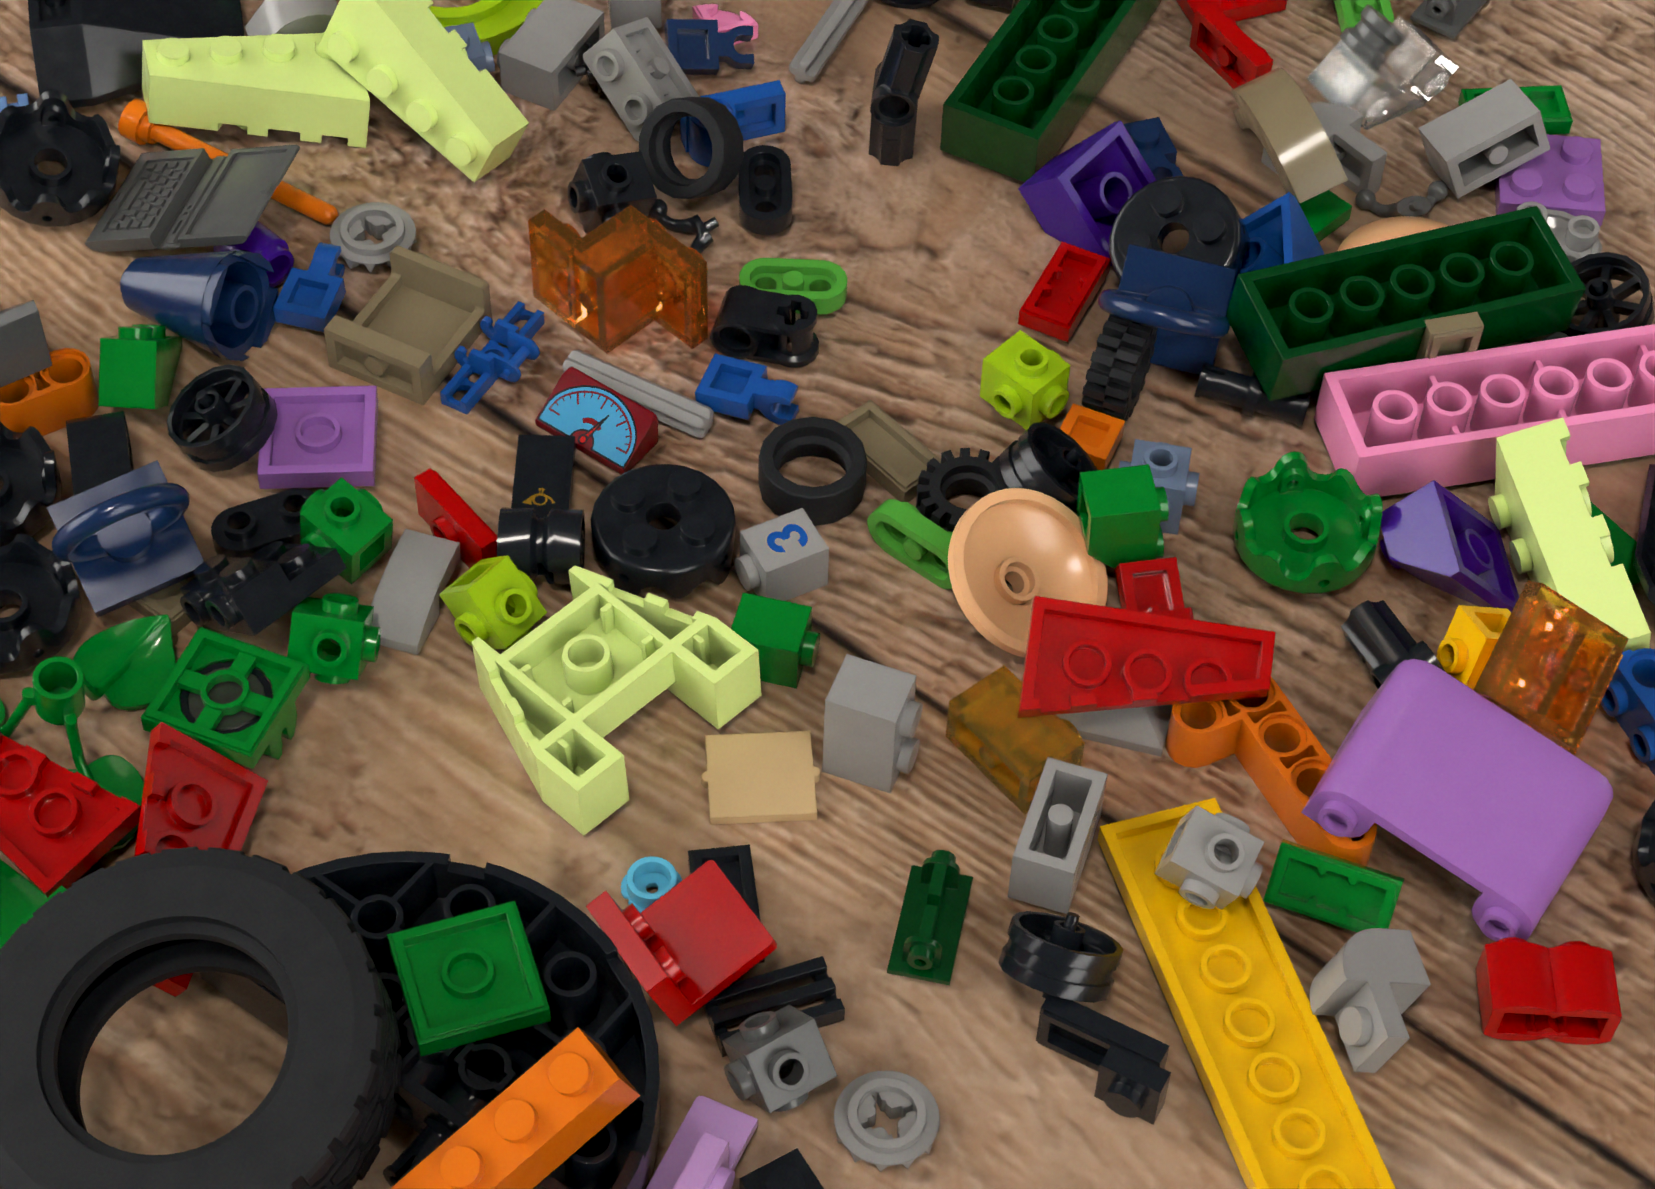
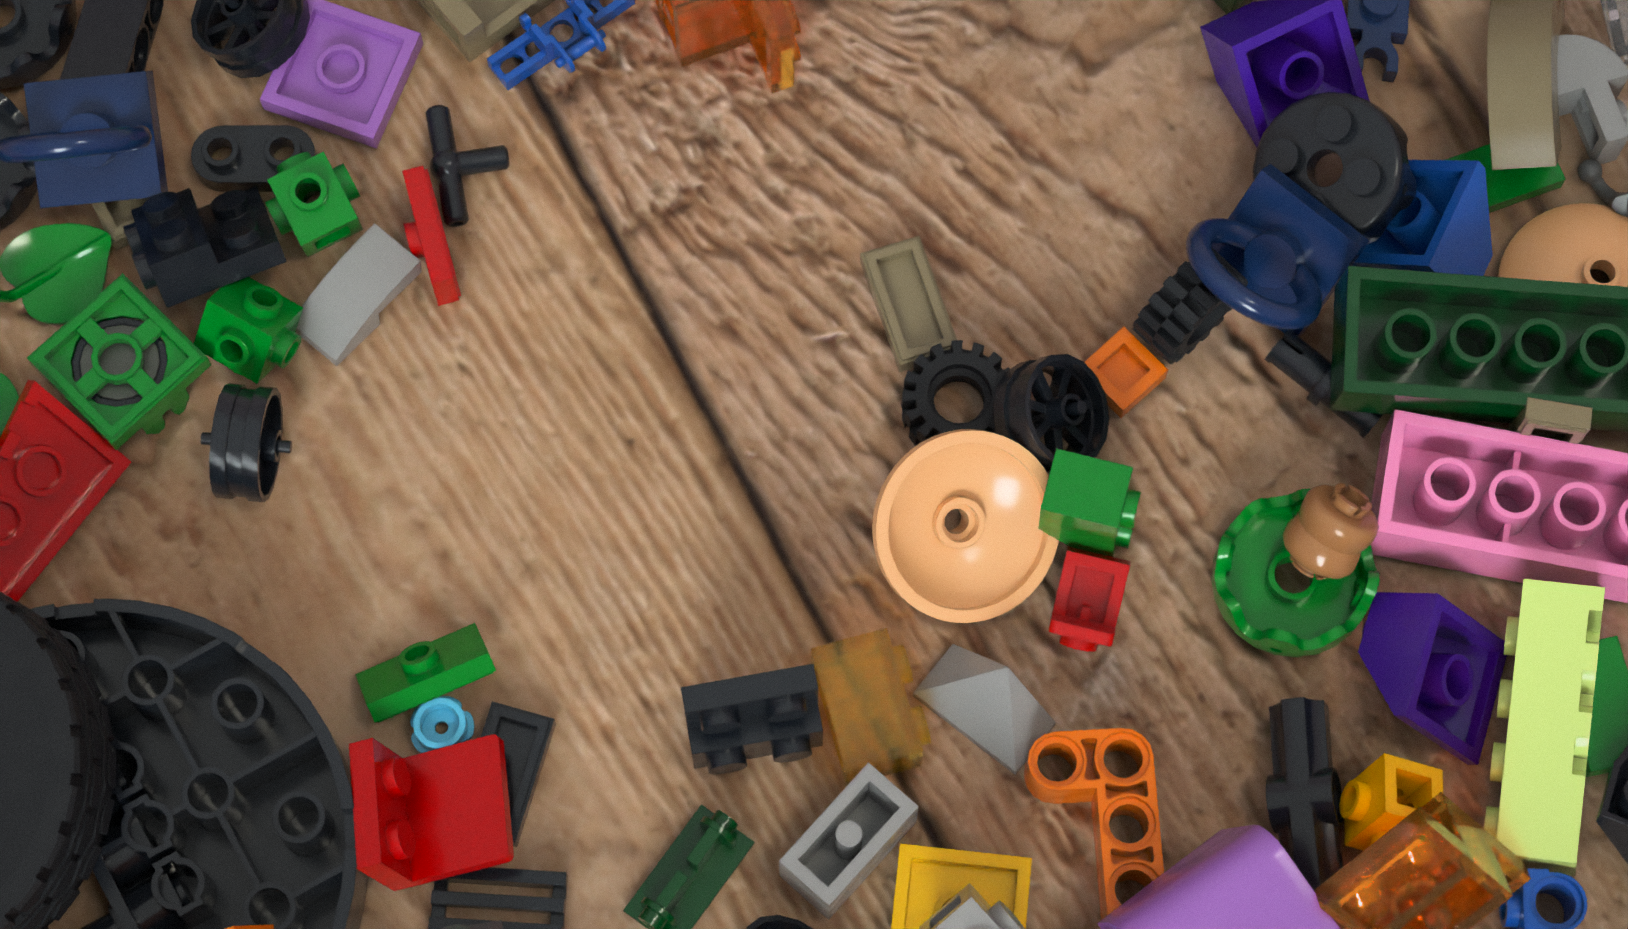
camera: 25 degrees right, 20 degrees up
(373, 719) = (246, 442): none -> black wheel
(452, 472) = (450, 166): none -> black piece
(468, 978) = (198, 786): green tile -> none
(494, 603) = (420, 351): lime brick -> none
(543, 544) = (490, 291): black wheel -> none
(544, 473) = (541, 212): black tile -> none
(596, 669) = (480, 471): yellowish green wedge -> none
(600, 419) = (627, 158): slope -> none
(617, 847) = (425, 672): none -> green plate
(666, 404) = (685, 135): light grey axle -> none
(670, 558) = (636, 361): black plate -> none
(740, 386) = (790, 170): blue plate -> none
(760, 777) = (605, 640): tan piece -> none
(761, 325) = (843, 98): black piece -> none
(780, 634) = (679, 495): green brick -> none
(783, 557) = (733, 400): light grey brick -> none
(812, 438) = (826, 259): black tyre -> none
(815, 279) = (908, 59): bright green plate -> none
(870, 724) = (717, 636): light grey brick -> none
(912, 540) = (873, 414): bright green plate -> none
(927, 765) = (753, 718): none -> black plate
(1025, 380) = (1085, 282): lime brick -> none
(1064, 291) = (1191, 174): red plate -> none
(1124, 659) = (996, 679): red wing -> none
(1171, 470) = (1165, 480): sand blue brick -> none
(1324, 471) = (1330, 531): none -> medium nougat piece

